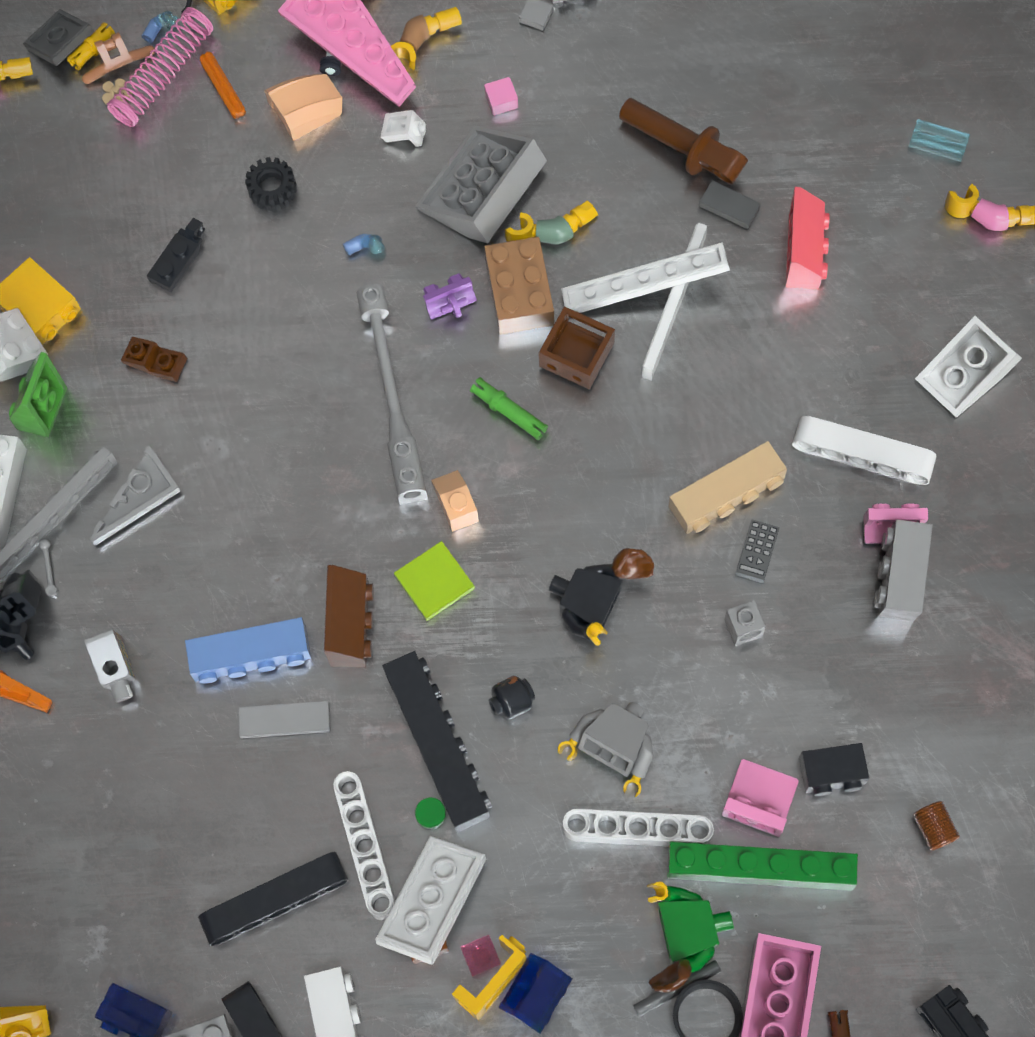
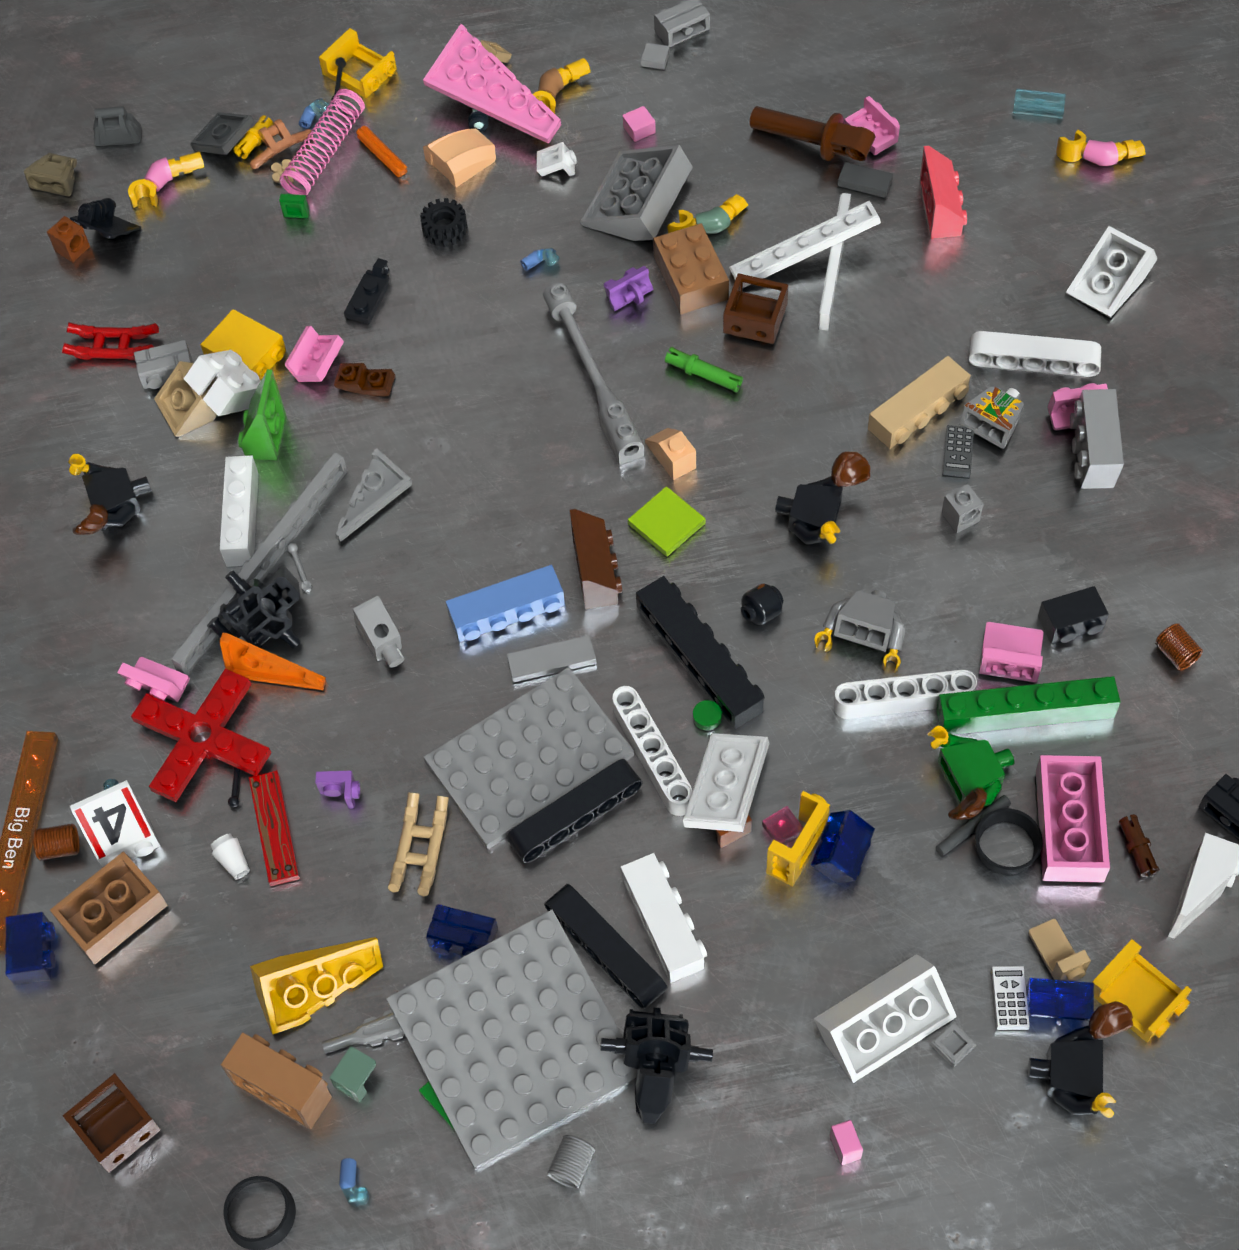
camera: 10 degrees left, 10 degrees down
(36, 825) = (337, 783): none -> medium lavender bracket
(103, 889) = (411, 830): none -> tan piece
(104, 323) = (313, 355): none -> bright pink bracket
(117, 139) = (294, 206): none -> green tile
(239, 827) = (527, 756): none -> light grey plate
(752, 141) = (879, 122): none -> bright pink bracket
(803, 517) = (993, 415): none -> light grey torso

